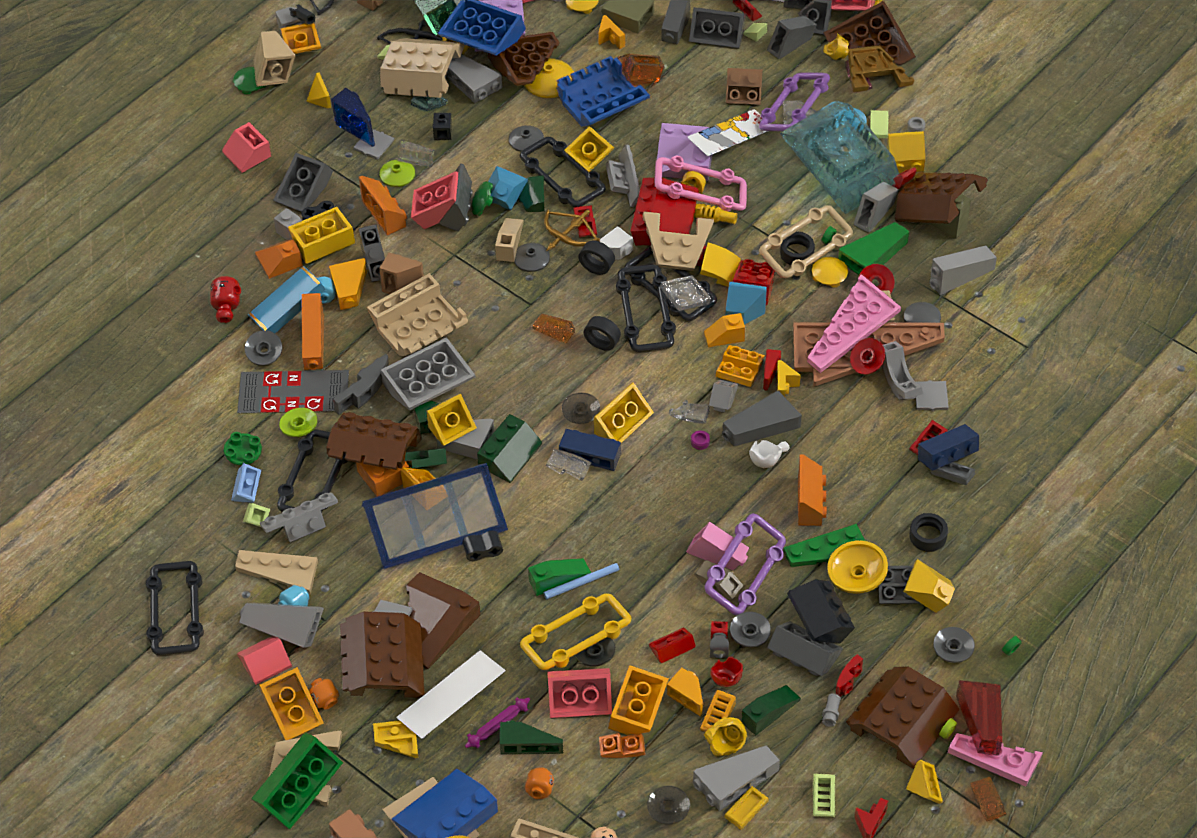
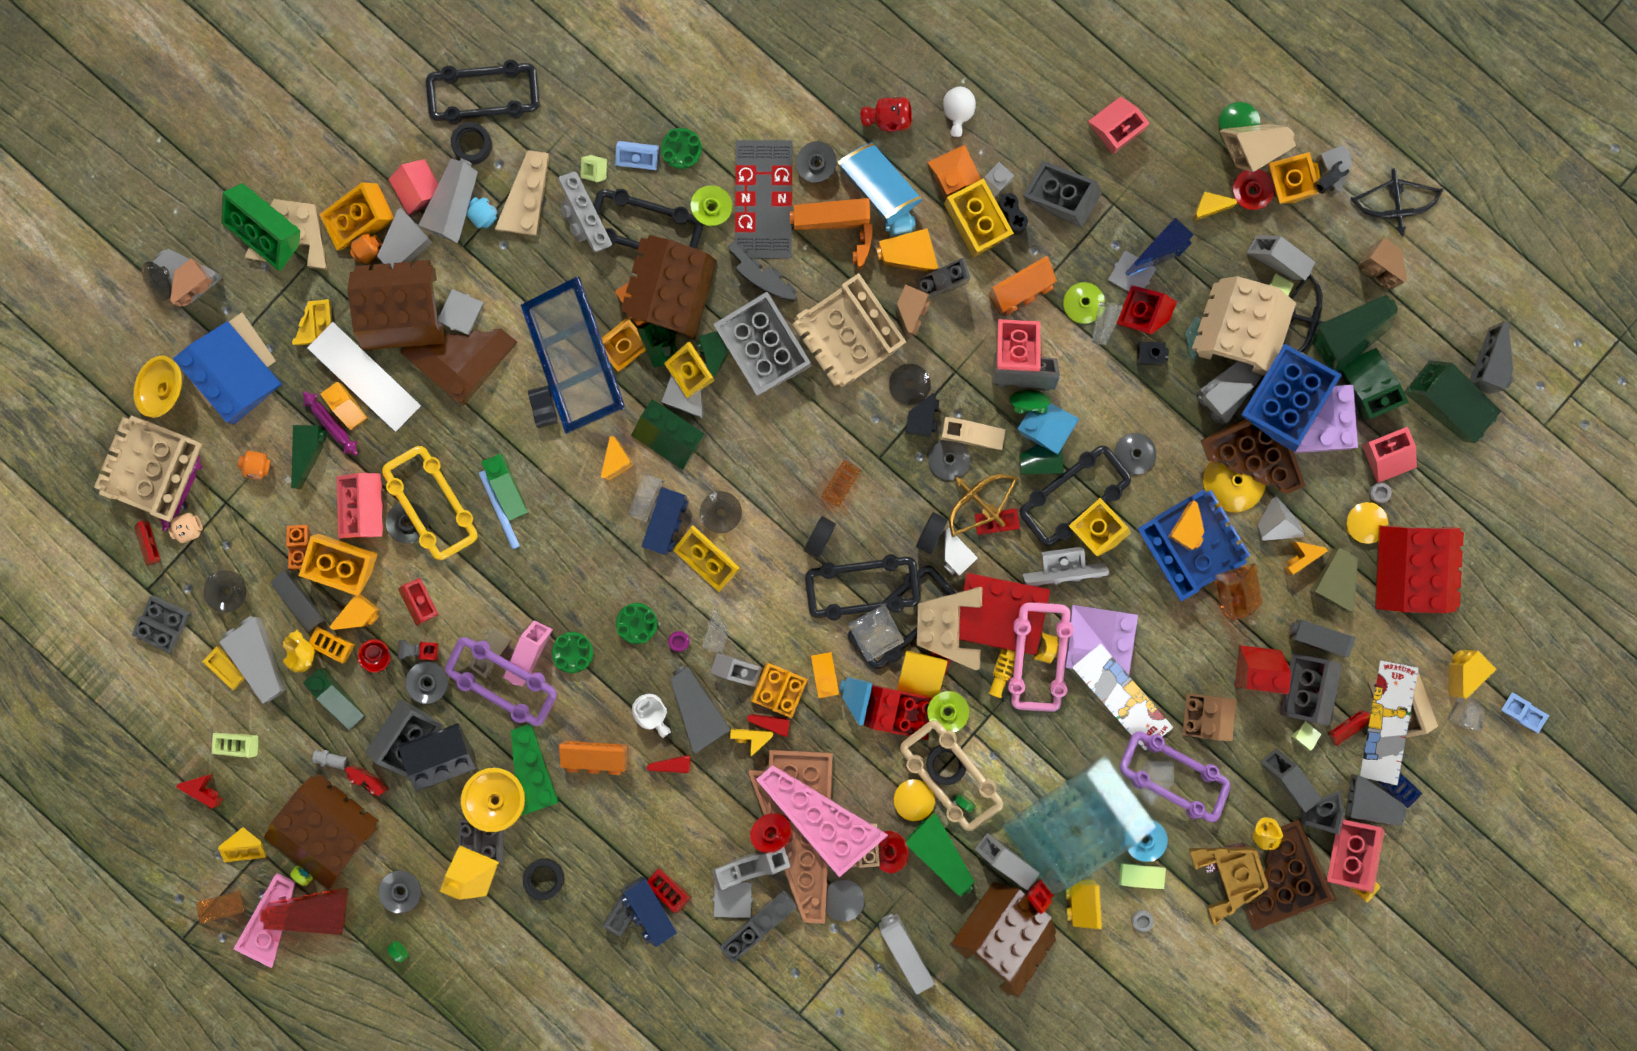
camera: 90 degrees right, 35 degrees up
(220, 599) = (471, 127): none -> black tyre
(222, 254) = (959, 107): none -> white hair
(307, 66) = (1260, 182): none -> red dish
(317, 661) = (403, 240): none -> light grey slope
(346, 313) = (862, 251): none -> orange slope
(363, 49) = (1281, 256): none -> light grey slope
(404, 127) = (1146, 310): none -> red slope
(465, 285) = (905, 394): none -> clear smoke dish
(478, 709) = (344, 405): none -> light orange slope
(480, 71) = (1224, 395): none -> light grey slope
(494, 270) = (920, 418): none -> black slope
(532, 481) = (616, 460): none -> light orange slope
(582, 48) = (1279, 522): none -> light grey slope
(586, 93) = (1189, 528): none -> light orange slope
(674, 744) = (297, 600): none -> dark grey slope
(685, 469) = (636, 623): none -> green dish
(704, 50) = (1262, 670): none -> red slope
(717, 513) = (572, 652): none -> green dish
(748, 246) = (959, 710): none -> lime dish
(812, 434) = (675, 765): none -> red slope
(946, 369) = (758, 926): none -> dark grey slope

